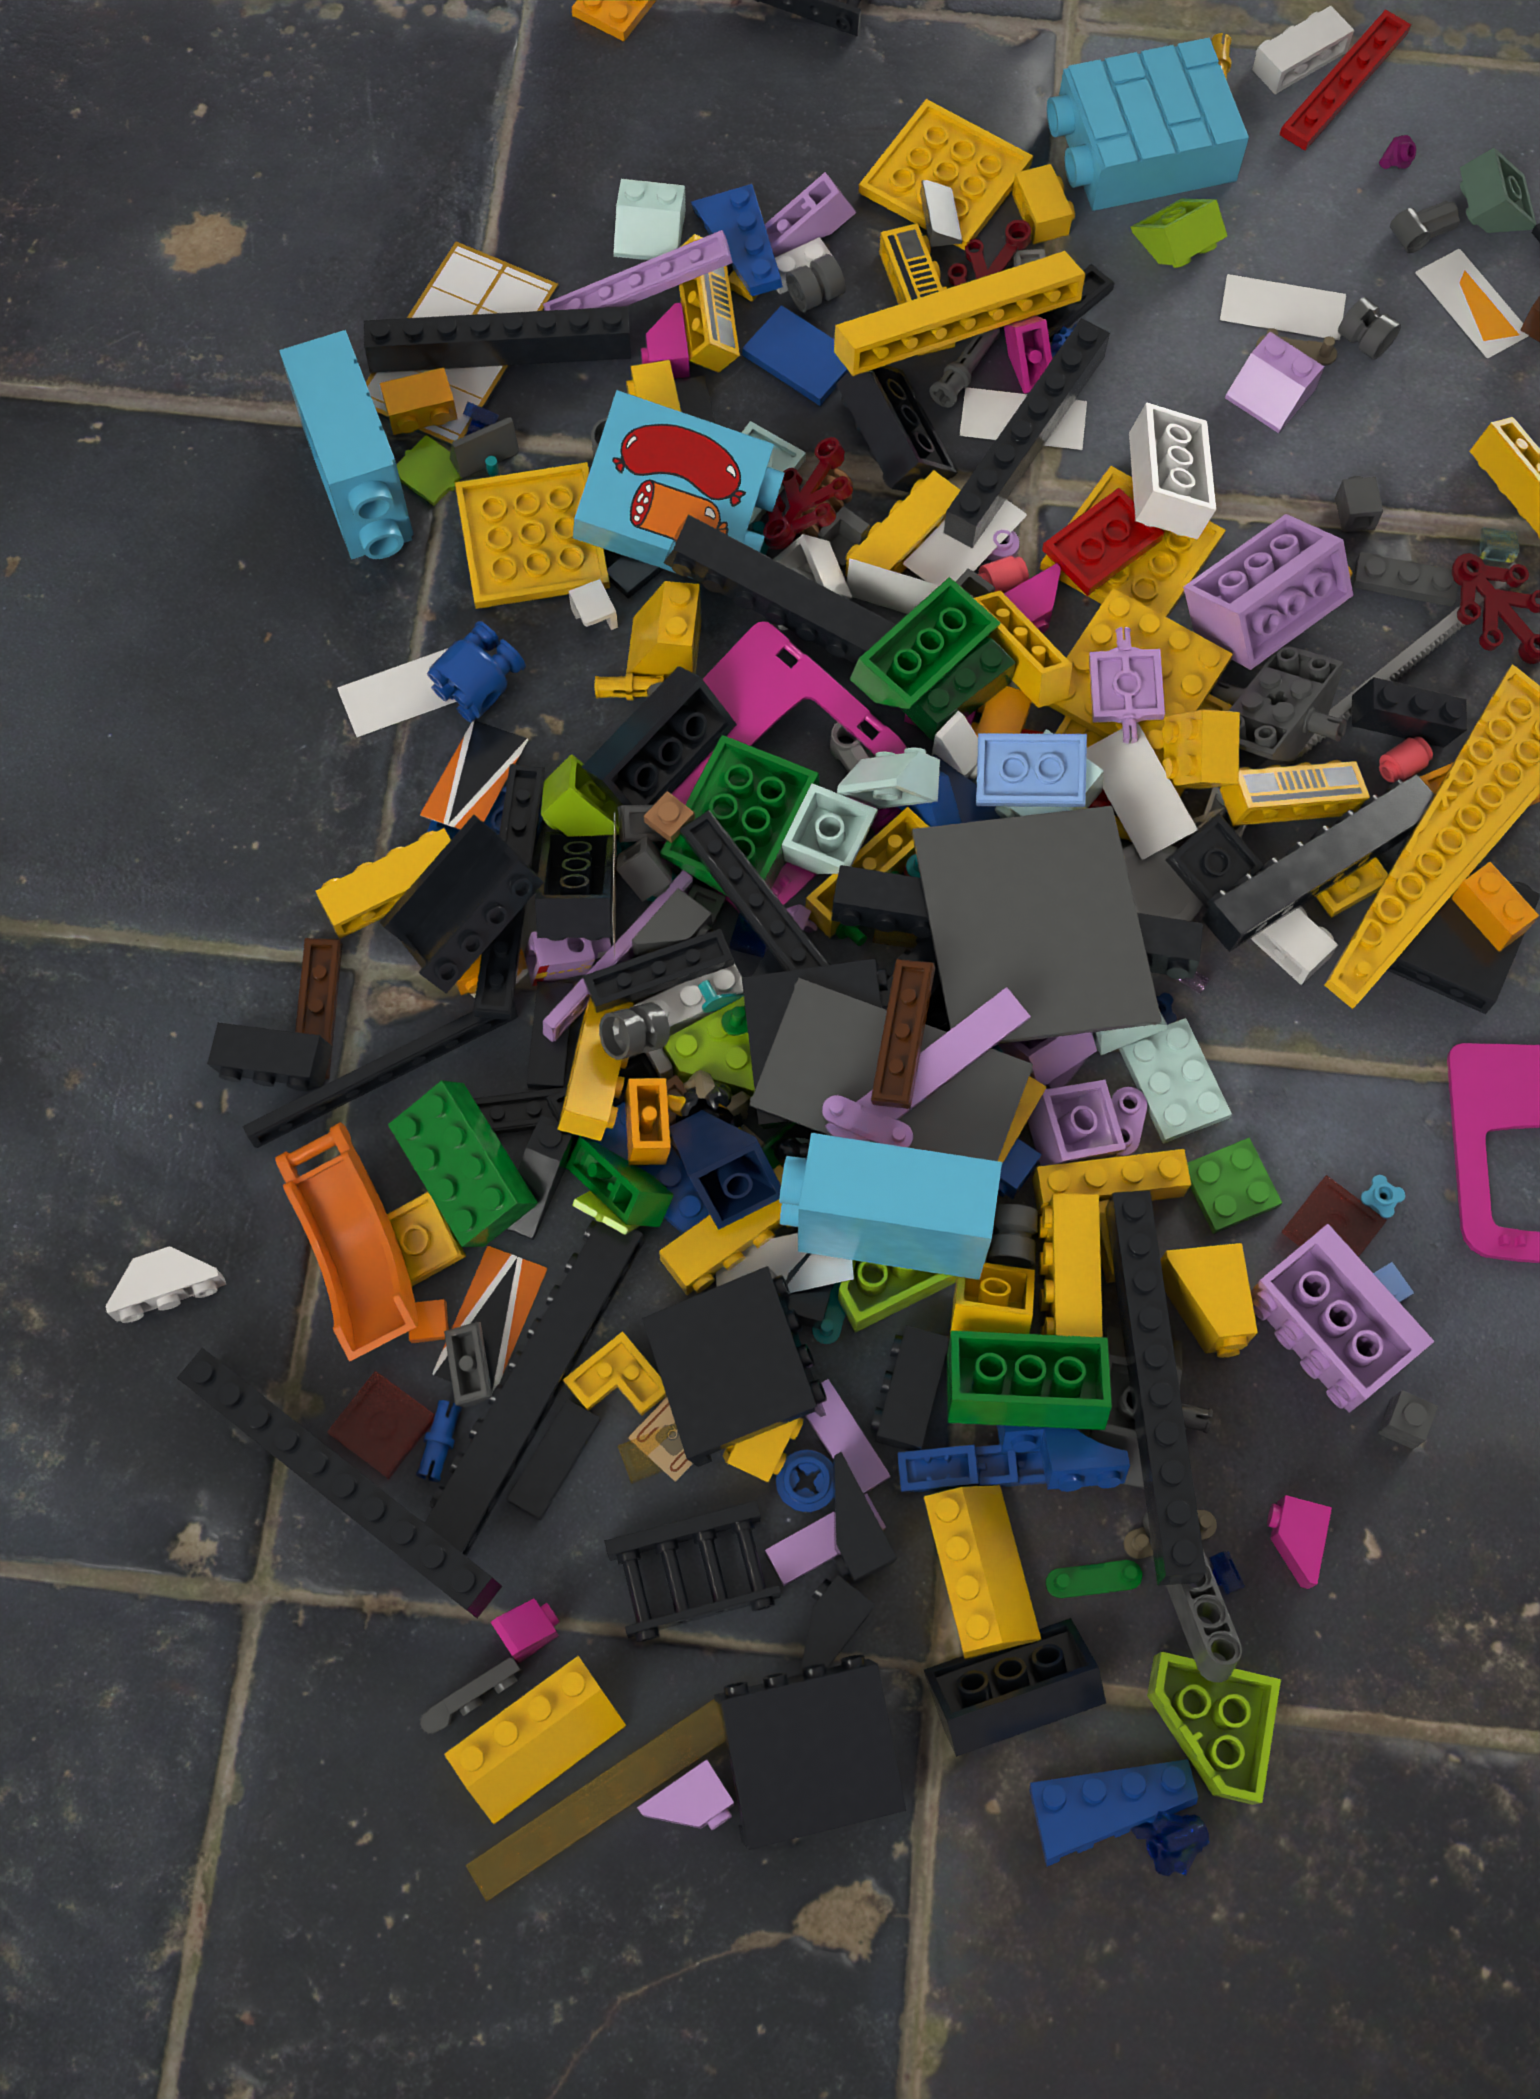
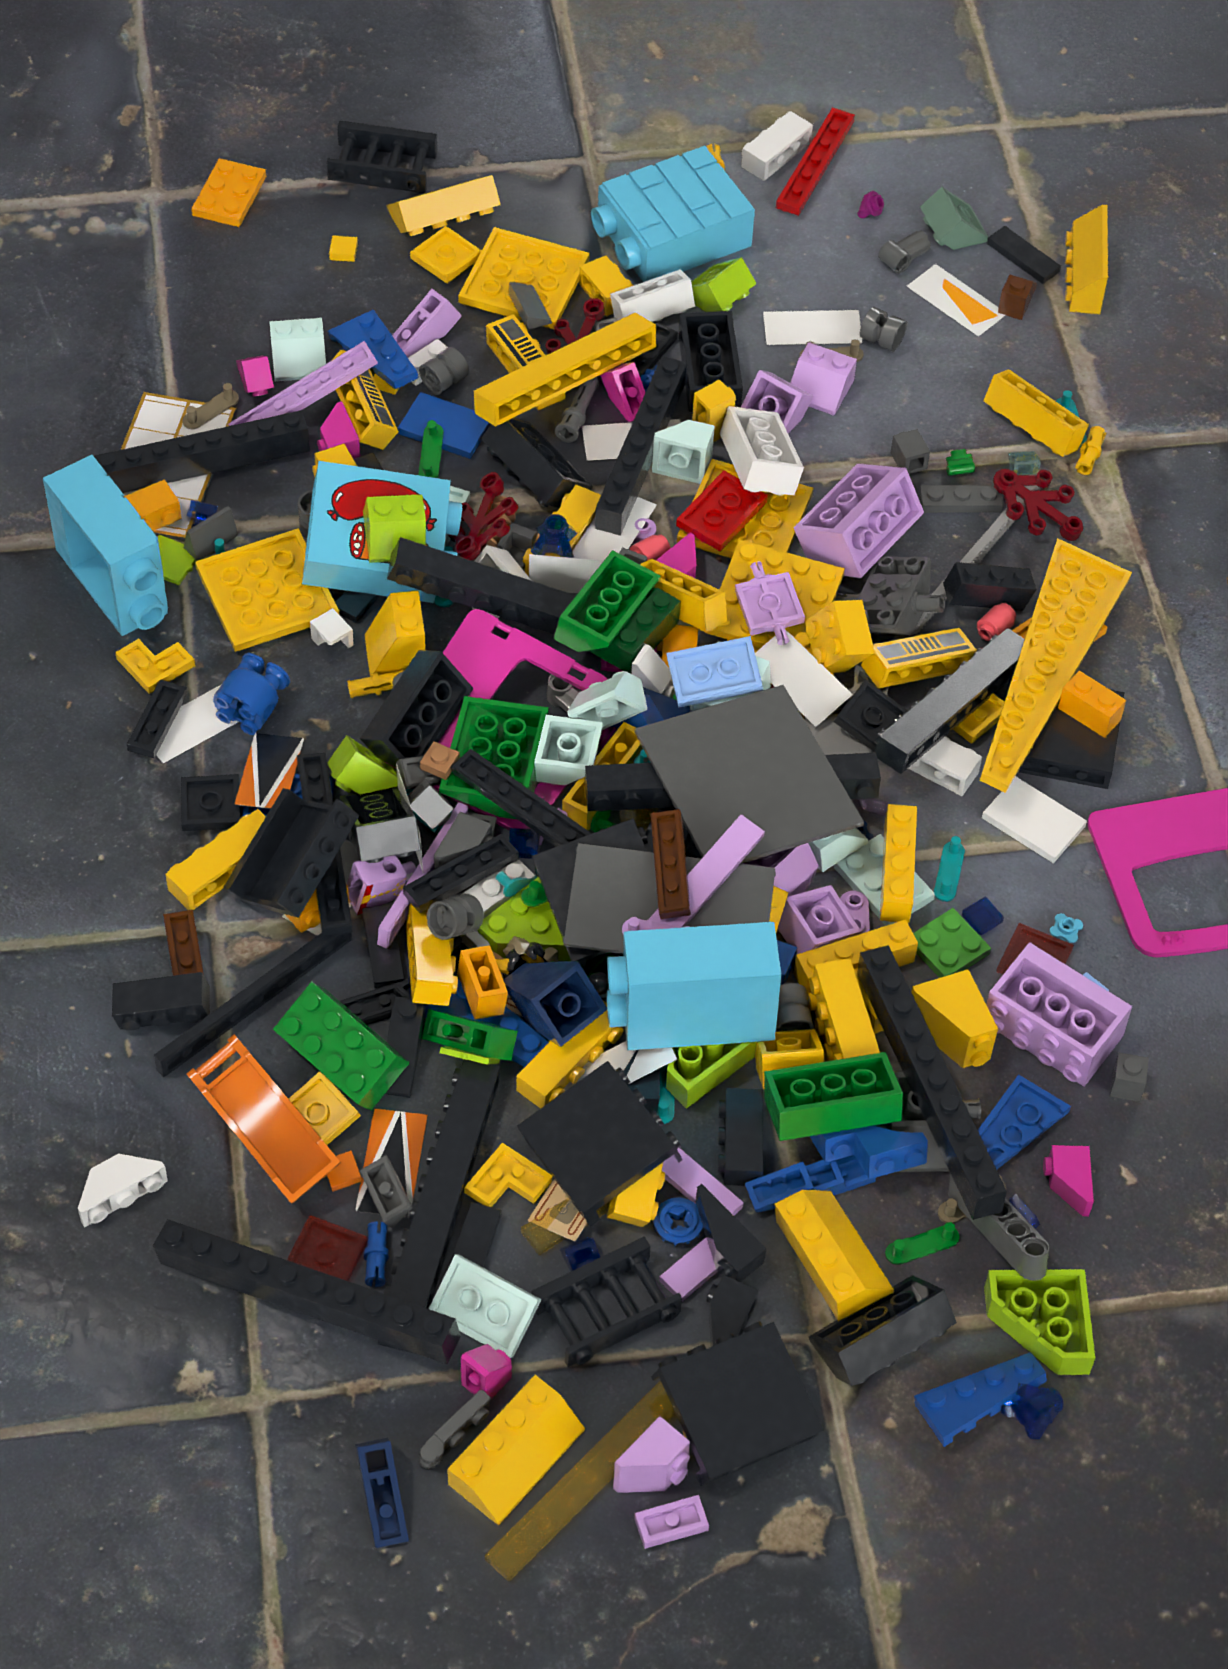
camera: 15 degrees left, 15 degrees down
(361, 680) = (157, 719): none -> black plate
(365, 1752) = (382, 1492): none -> dark blue slope
(377, 615) = (151, 668): none -> yellow plate
(393, 803) = (209, 802): none -> black plate
(535, 277) = (199, 416): none -> dark tan piece
(544, 1544) = (485, 1305): none -> light aqua plate
(590, 245) = (255, 375): none -> dark pink slope
(680, 1498) = (580, 1253): none -> clear blue slope
(687, 488) = (388, 520): none -> lime slope
(695, 1877) = (671, 1521): none -> lavender plate
(739, 93) = (343, 248): none -> yellow tile
(773, 389) = (431, 450): none -> green piece
(859, 124) = (445, 254): none -> yellow plate
(874, 58) = (445, 204): none -> yellow slope
(887, 541) = (554, 537): none -> clear blue rock
(1078, 450) = (683, 450): none -> light aqua slope
(1096, 233) = (655, 297): none -> white brick
(1124, 400) = (711, 405): none -> yellow brick
(1142, 332) = (710, 352): none -> black brick
(1195, 1070) = (898, 863): none -> yellow brick
(1212, 397) = (779, 396): none -> lavender slope
(1250, 1446) = (1019, 1119): none -> blue wing
(1258, 1083) = (949, 870): none -> teal piece
(1283, 1155) = (982, 916): none -> clear blue tile
(1383, 1040) = (1034, 819): none -> white tile
(1417, 530) = (960, 463): none -> green plate

